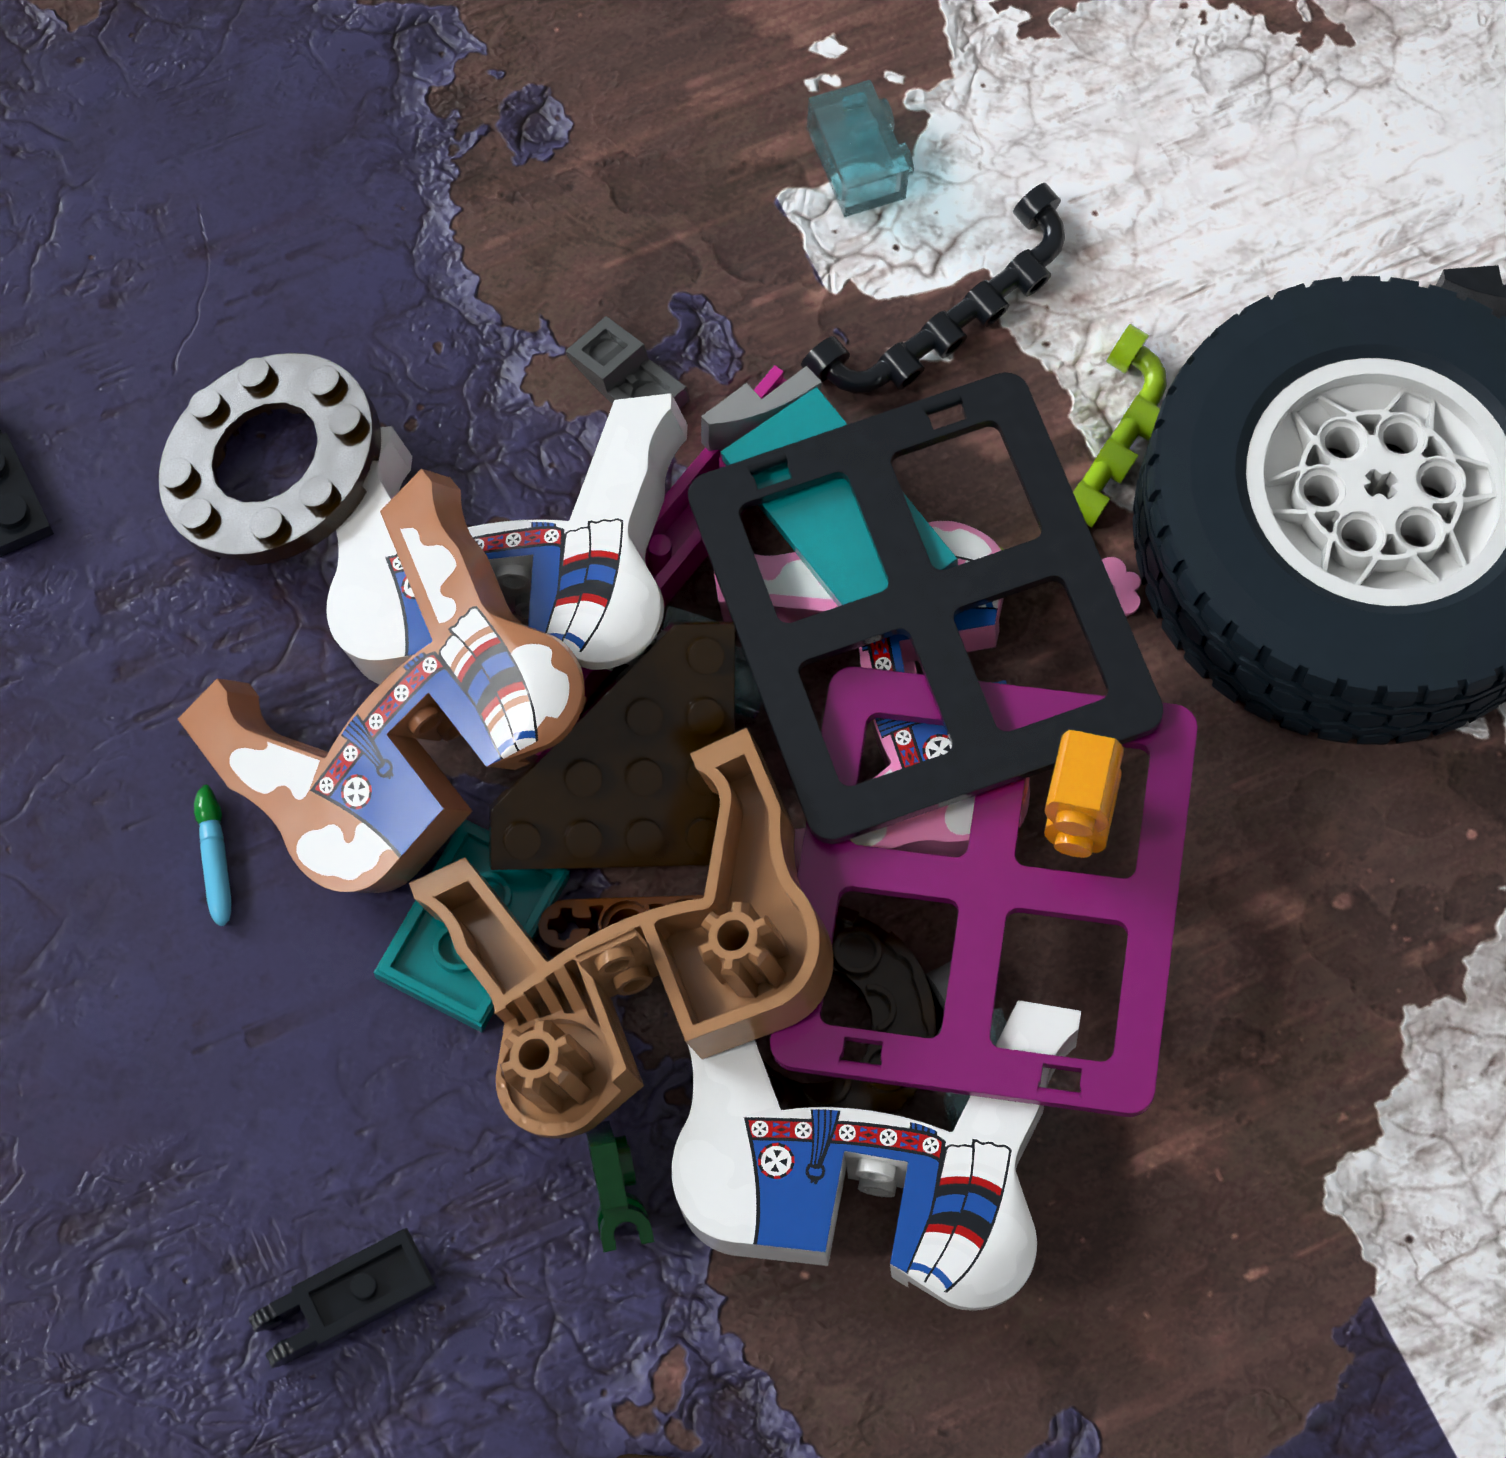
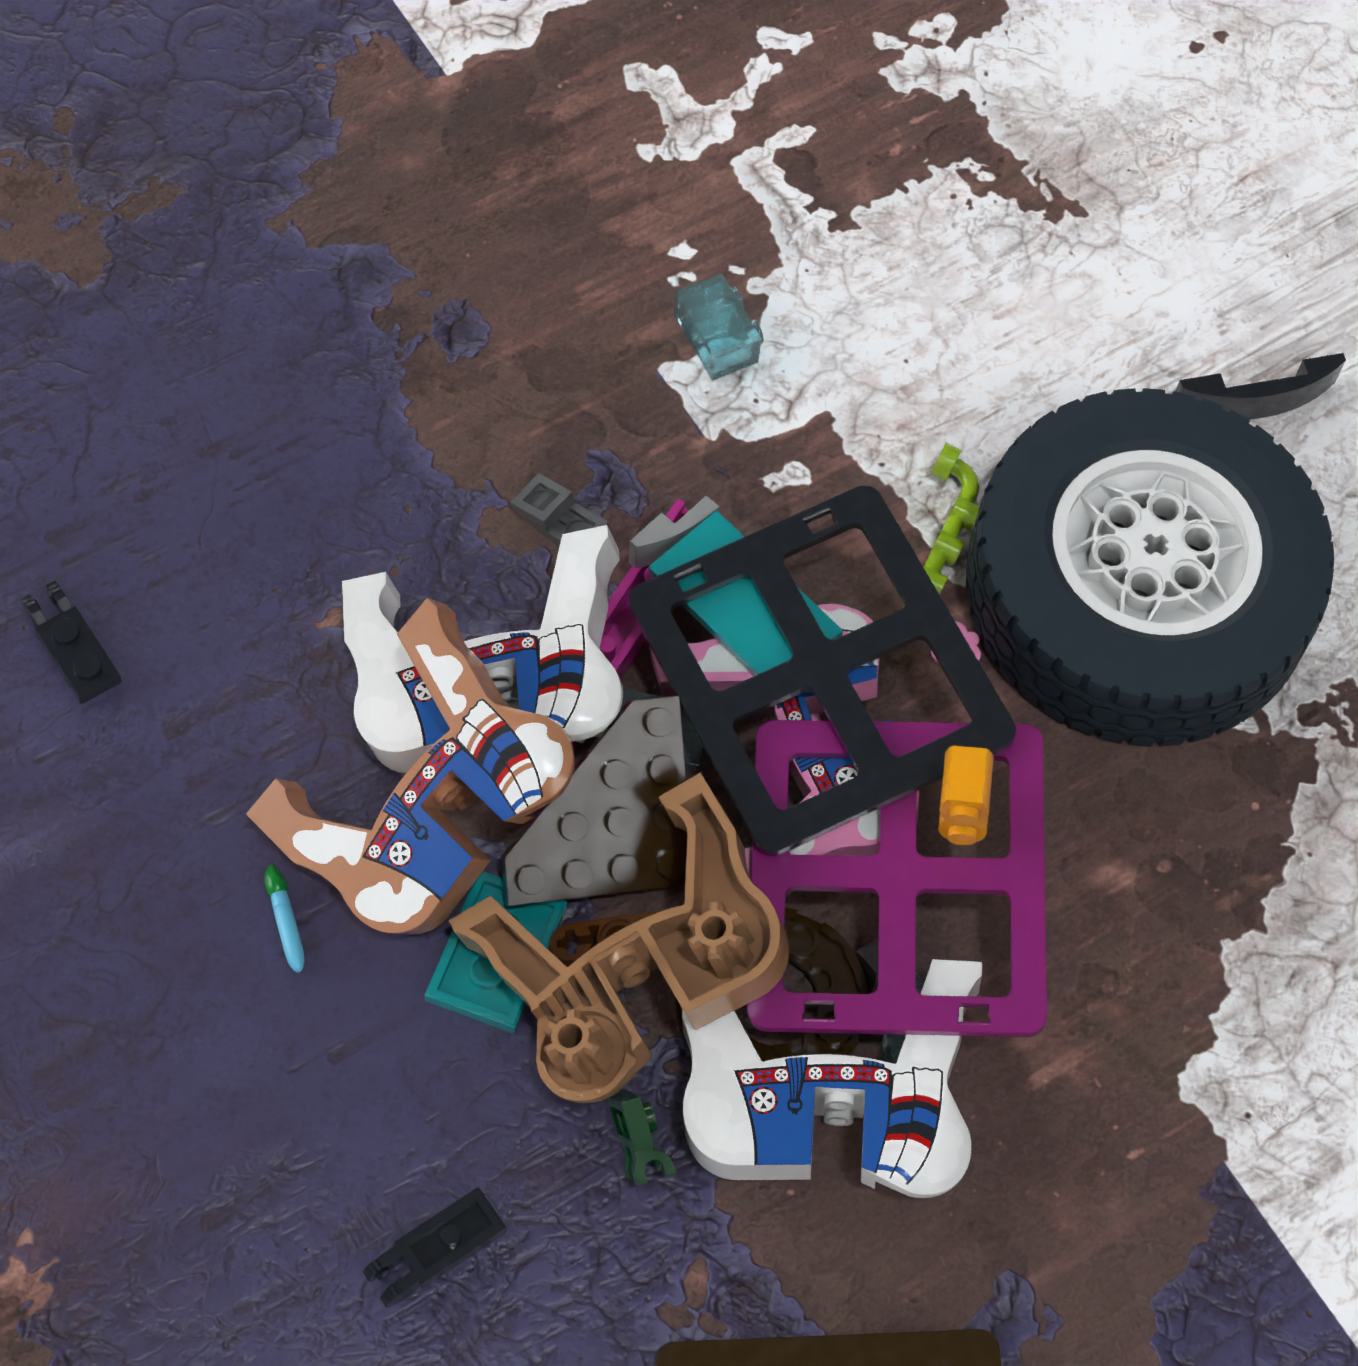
camera: 10 degrees left, 5 degrees down
(309, 509) = (328, 642): plate -> none
(944, 329) = (803, 460): black bar -> none

